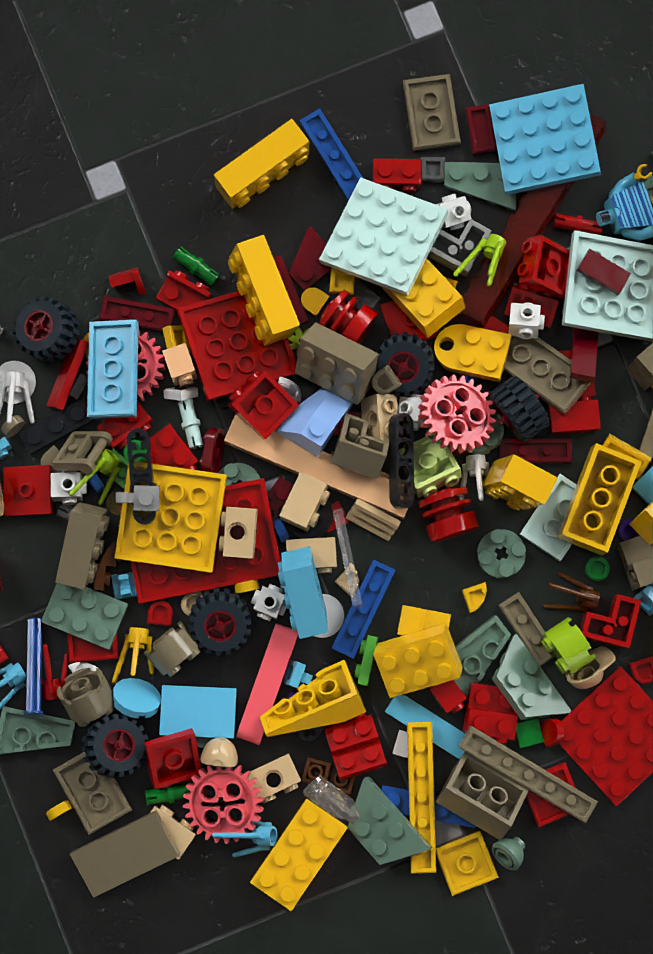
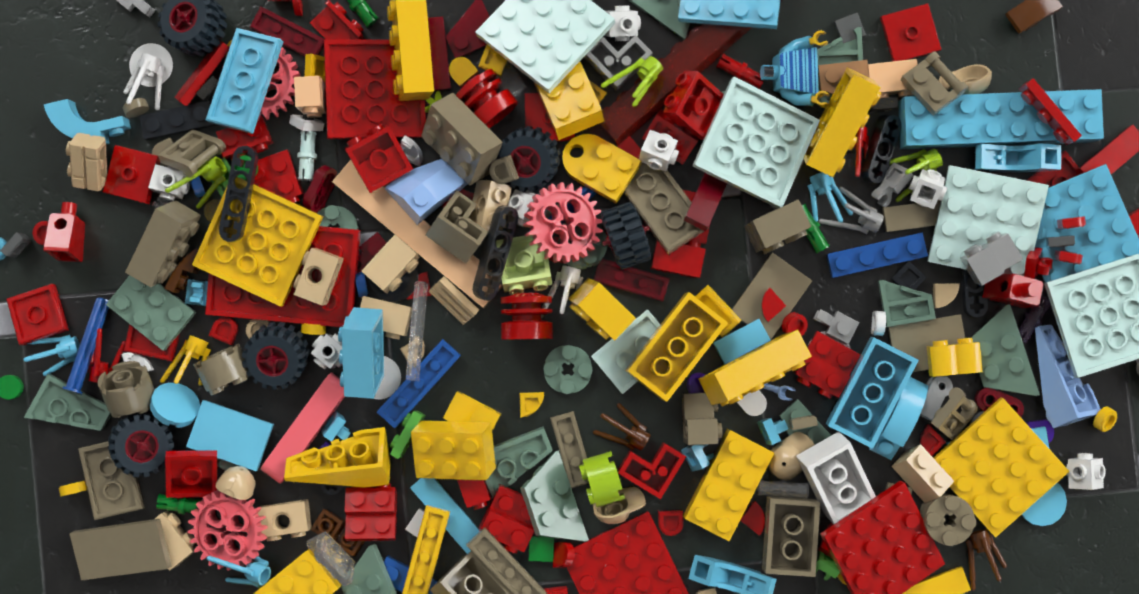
camera: 20 degrees right, 5 degrees up
(144, 498) = (232, 215): light grey plate -> none
(597, 568) = (655, 411): green tile -> none
(603, 272) = (749, 125): dark red tile -> none

